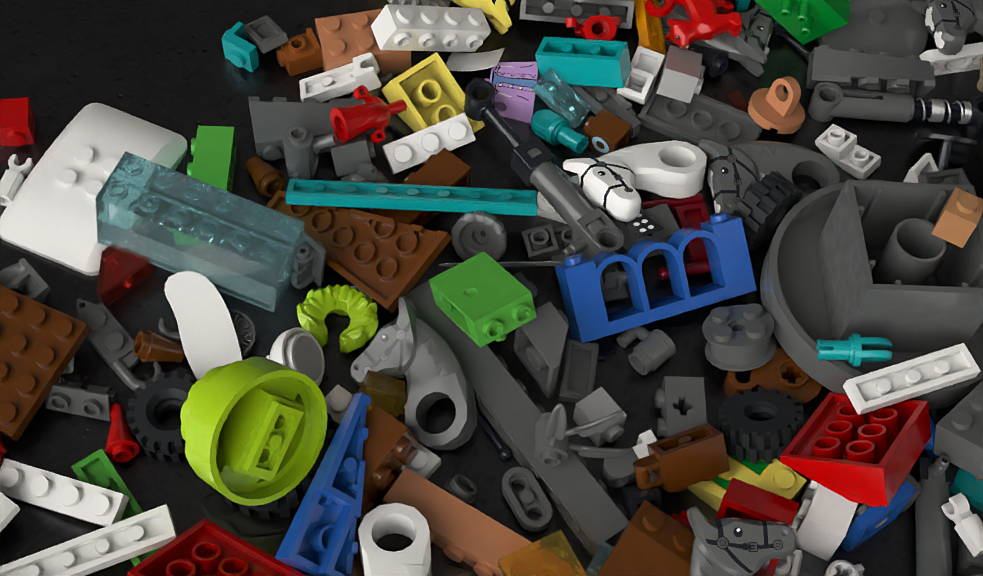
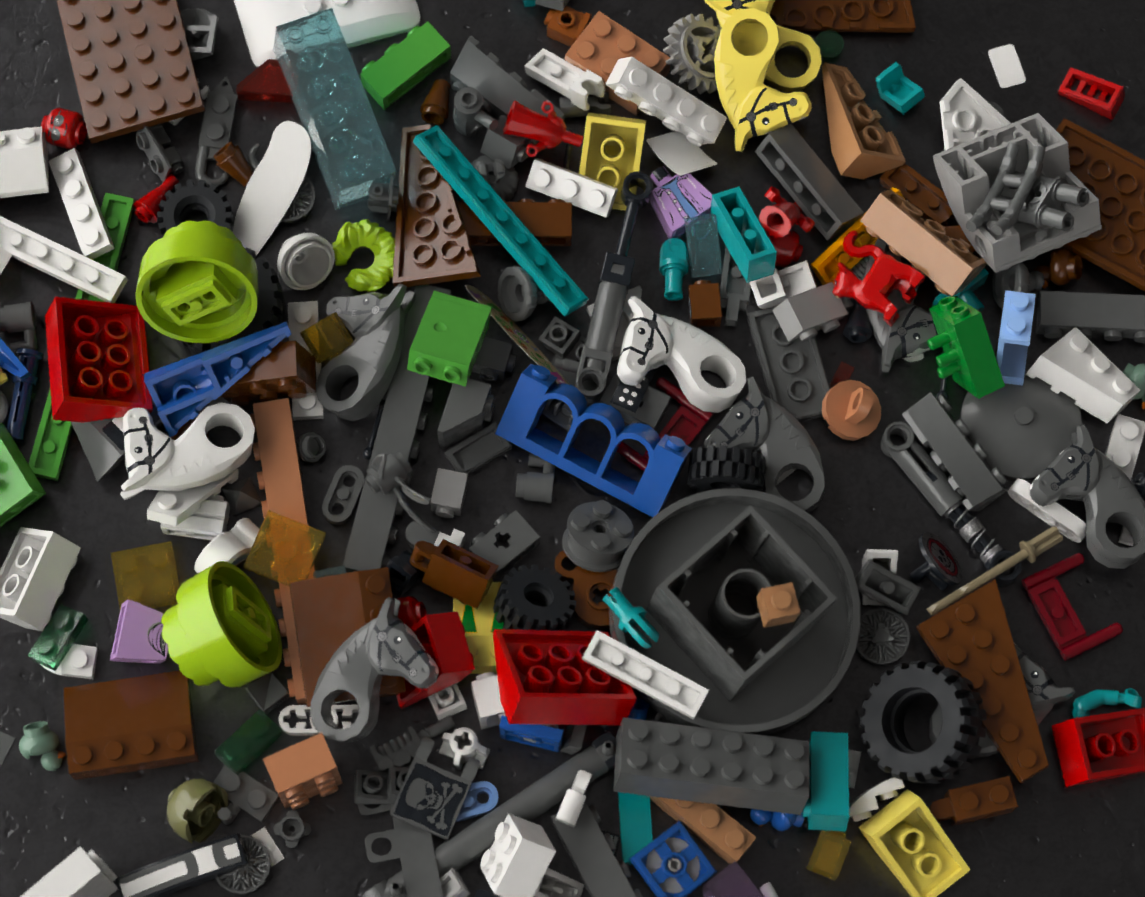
camera: 50 degrees right, 15 degrees up
(843, 150) = (865, 493): white slope -> none

